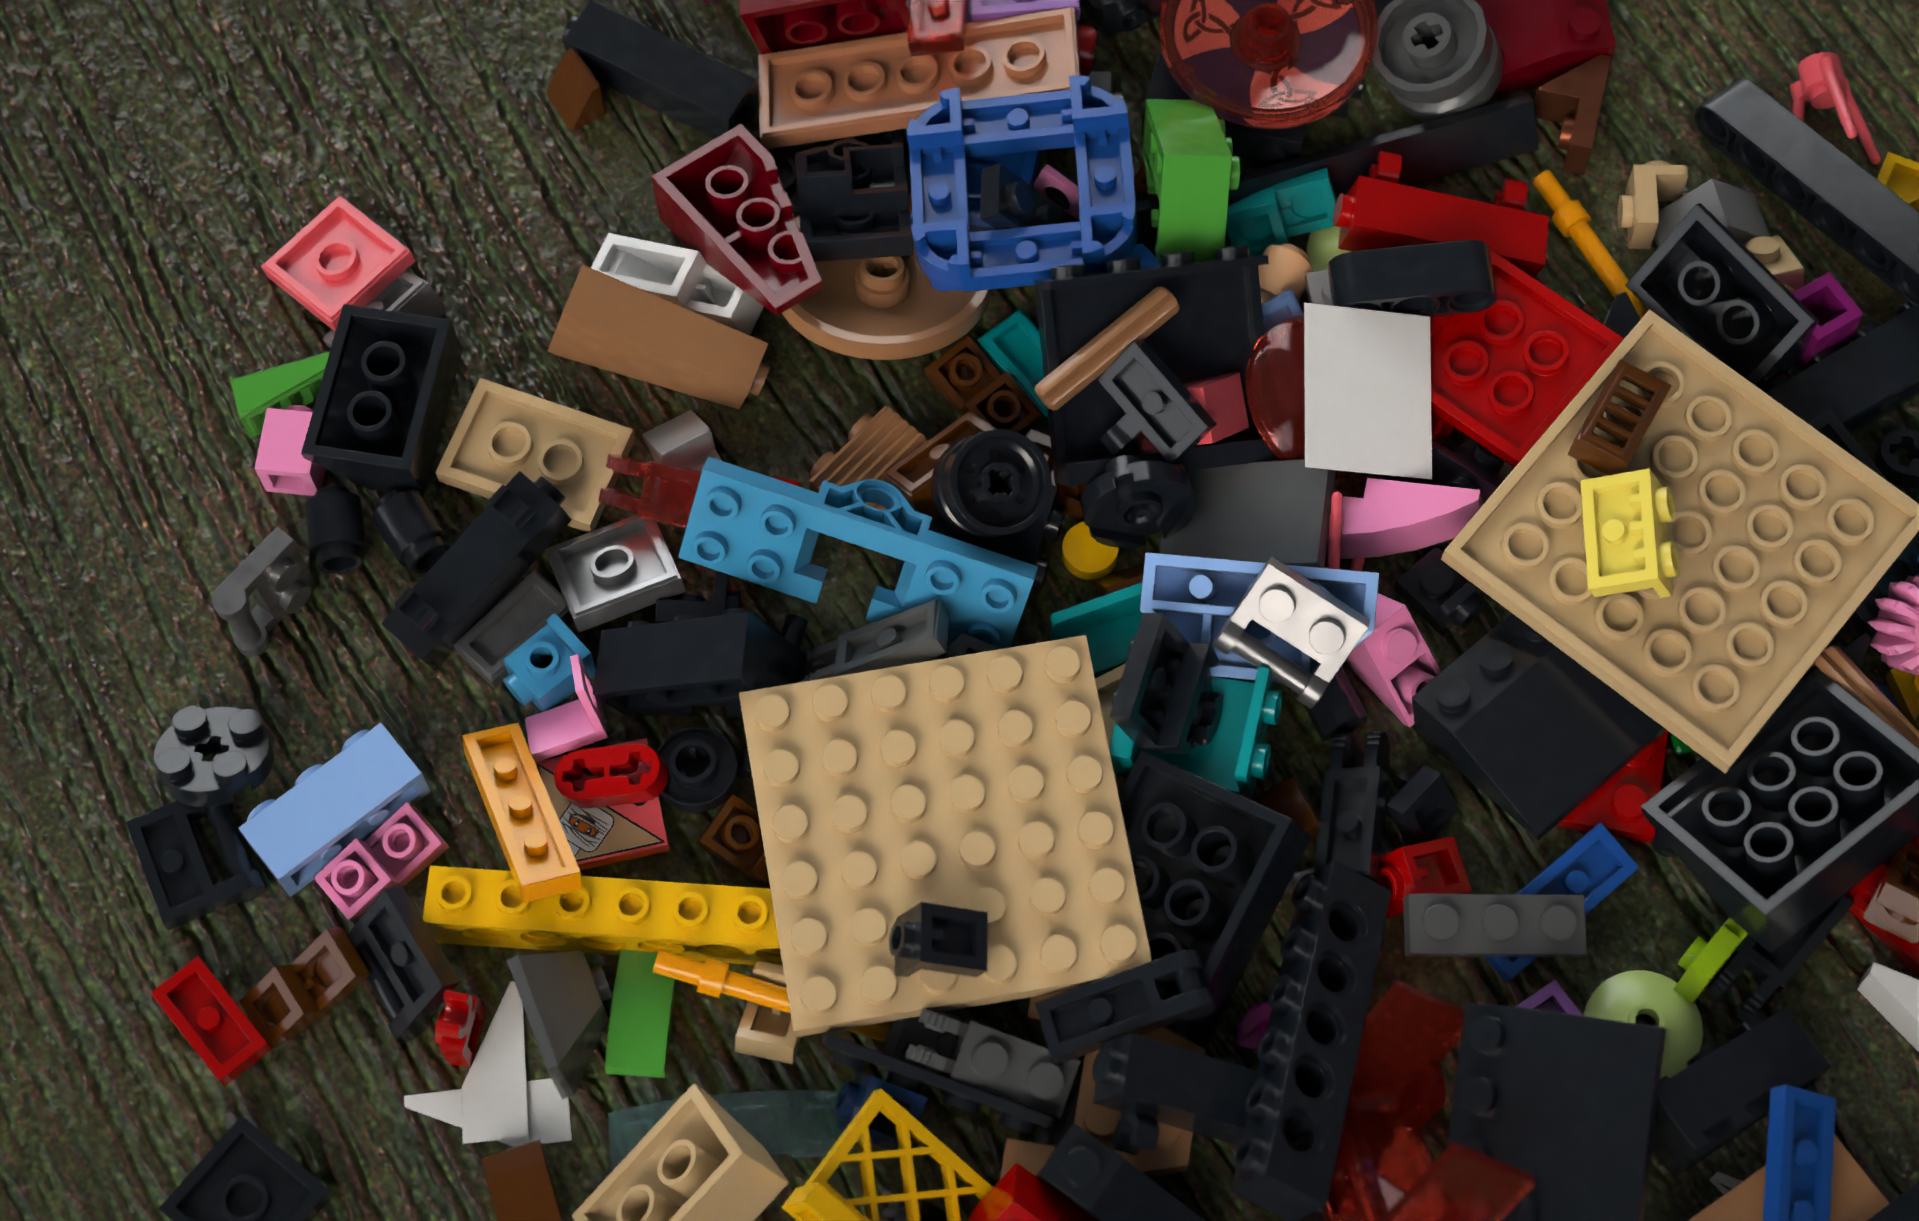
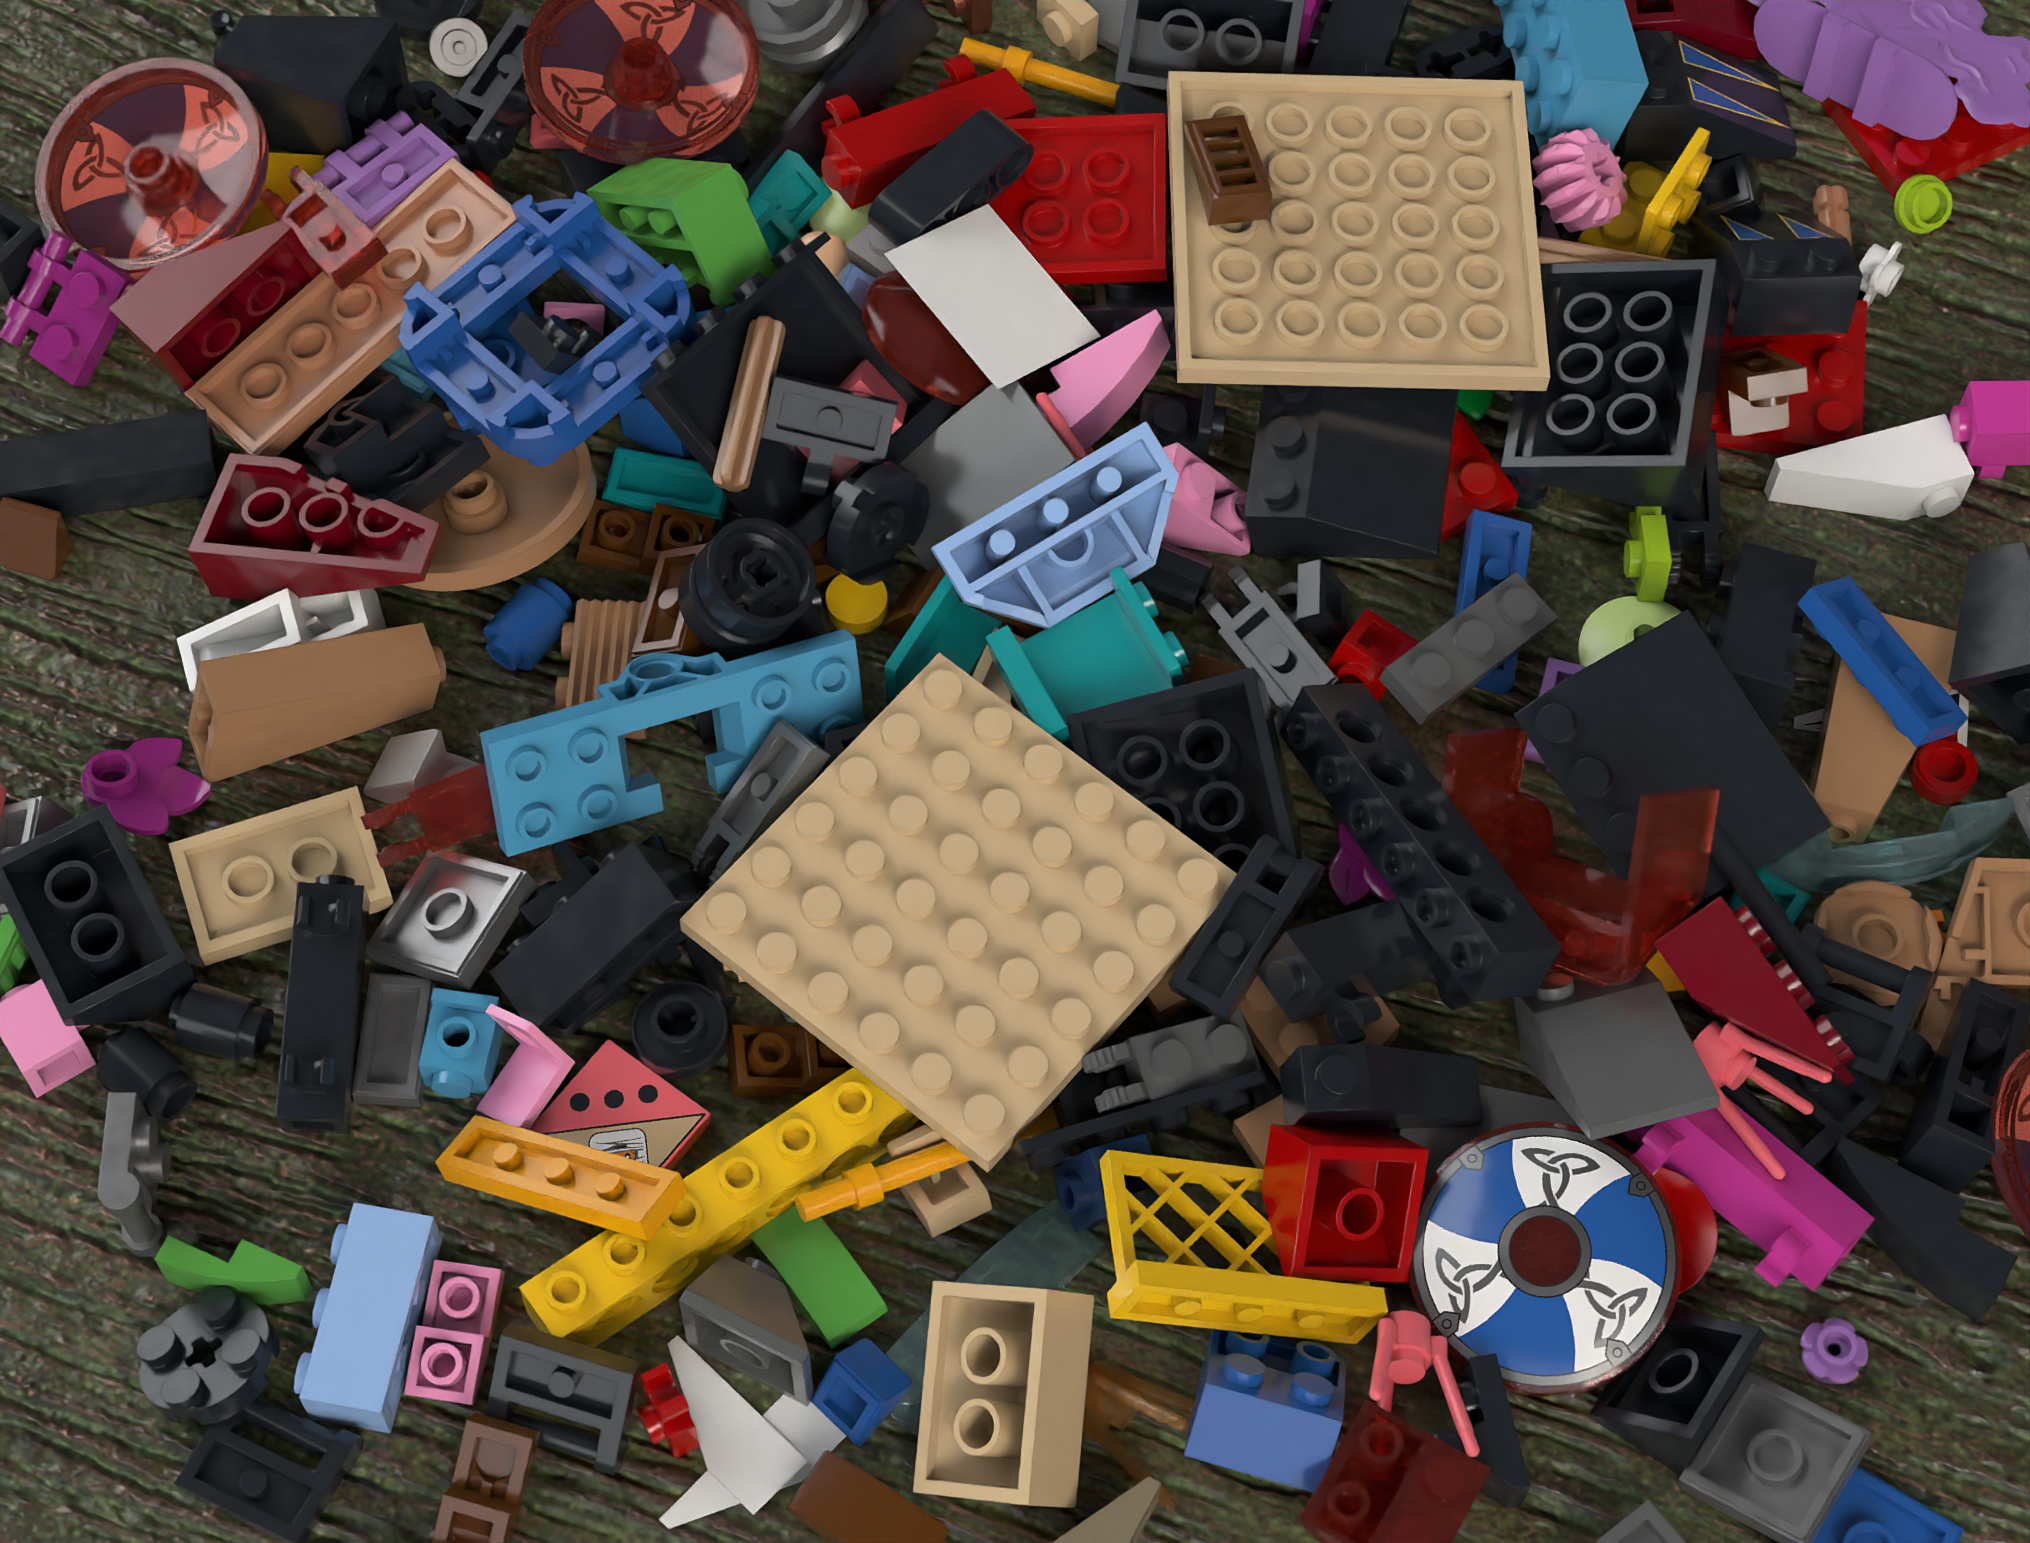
camera: 45 degrees left, 5 degrees down
(281, 714) = (249, 1273): none -> bright green slope
(506, 327) = (143, 785): none -> magenta plate
(600, 1117) = (860, 1390): none -> blue slope
(610, 763) = (602, 1076): red beam -> none
(844, 397) = (528, 625): none -> blue brick
(940, 940) = (1053, 983): black bracket -> none
(1167, 690) = (1051, 650): black slope -> none
(1302, 617) = (1112, 502): plate -> none
(1628, 534) = (1315, 250): light yellow bracket -> none

